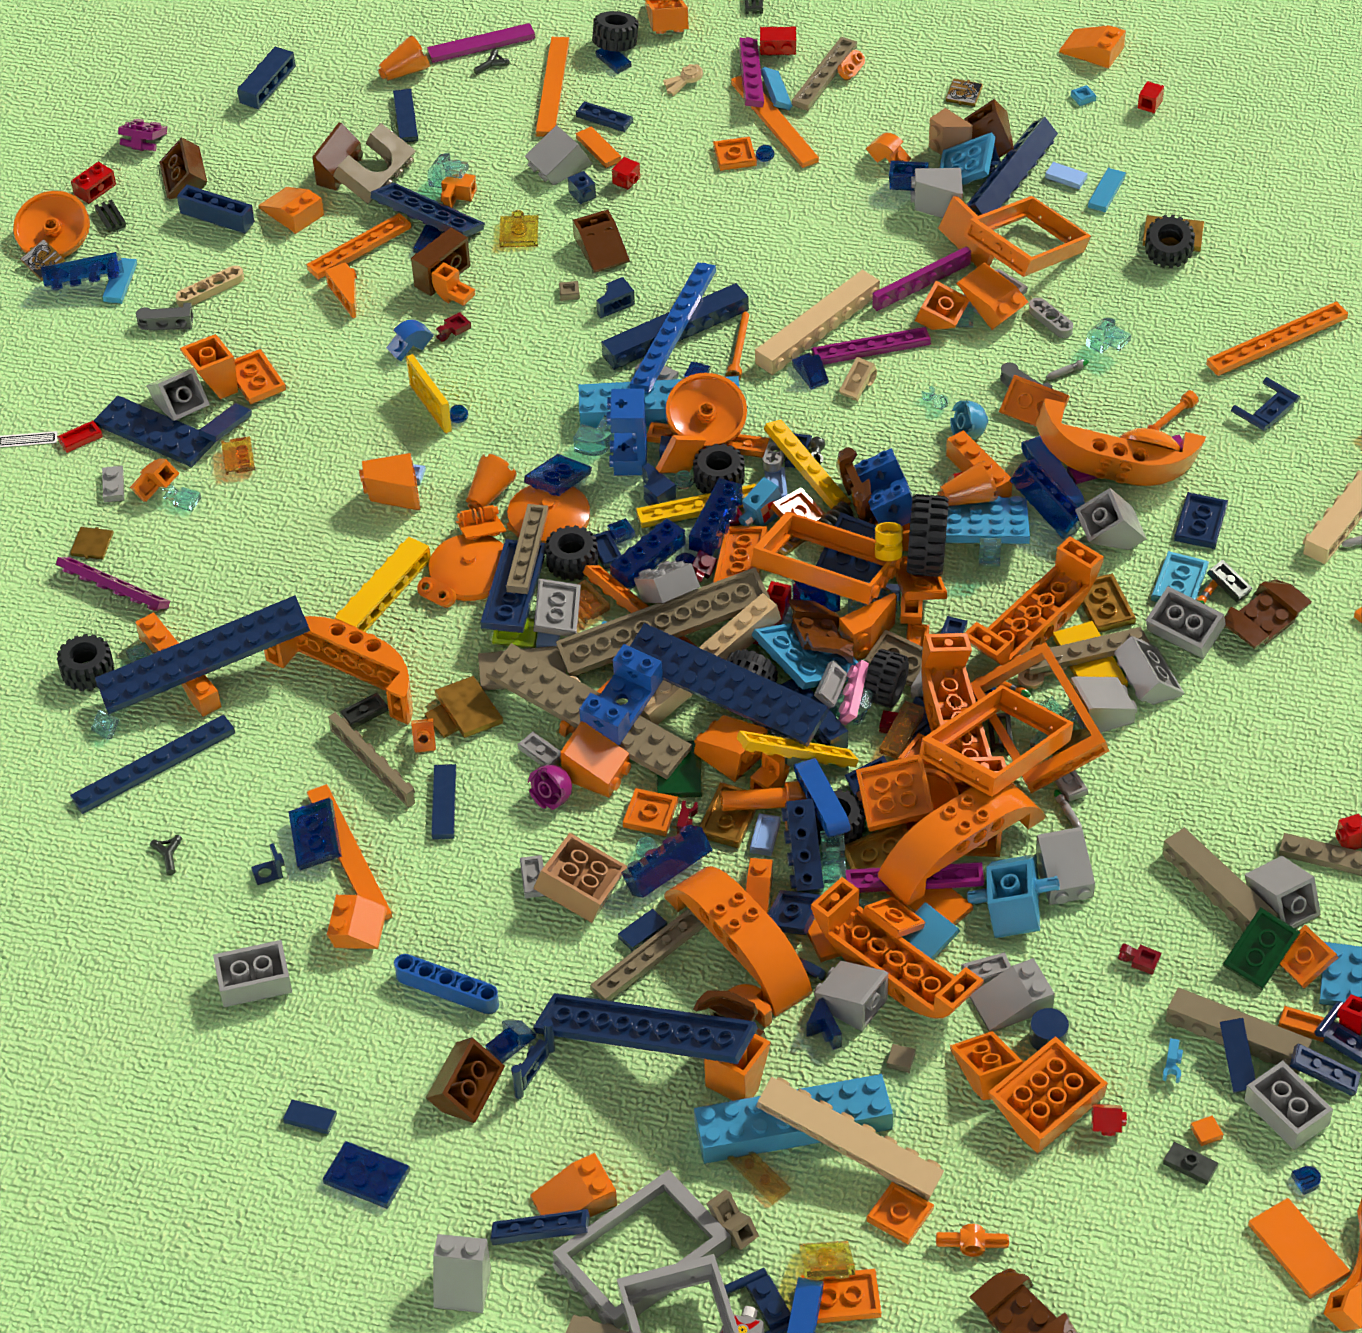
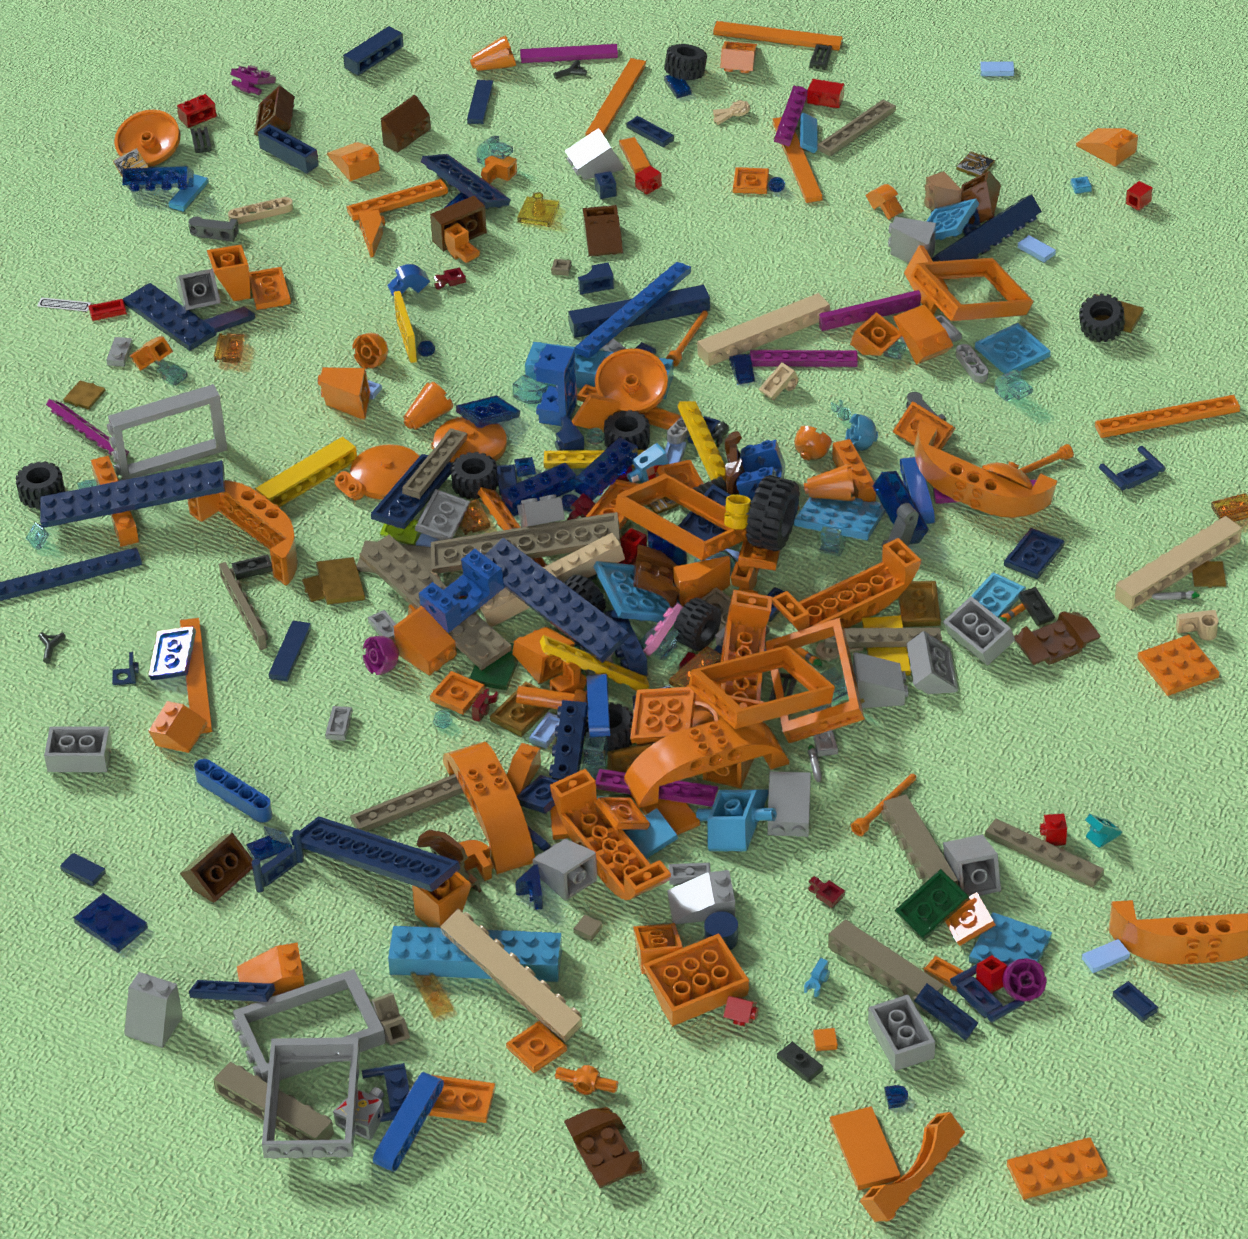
camera: 15 degrees right, 5 degrees down
(203, 552) = (162, 409): none -> light grey window
(394, 152) = (454, 125): arch -> none
(399, 428) = (370, 350): none -> orange cylinder
(423, 735) = (292, 595): orange bracket -> none
(480, 526) = (401, 440): orange hinge -> none
(579, 877) = (374, 729): medium nougat slope -> none
(642, 929) = (412, 782): dark blue tile -> none
(666, 861) = (452, 732): clear blue brick -> none
(826, 1260) = (454, 1065): clear yellow plate -> none
(831, 684) = (646, 619): light grey tile -> none
(851, 64) = (884, 124): orange plate -> none
(901, 173) = (884, 218): clear blue brick -> none
(922, 443) = (811, 444): none -> orange cylinder
(1061, 524) = (904, 524): none -> dark grey leg
(1067, 369) = (968, 408): light grey piece -> none
(1088, 294) = (1012, 349): none -> dark azure plate
(1106, 190) = (1067, 266): dark azure tile -> none
(1110, 521) = (947, 536): light grey slope -> none
(1146, 872) = (861, 825): none -> orange piece
(1237, 1054) = (874, 980): dark blue tile -> none

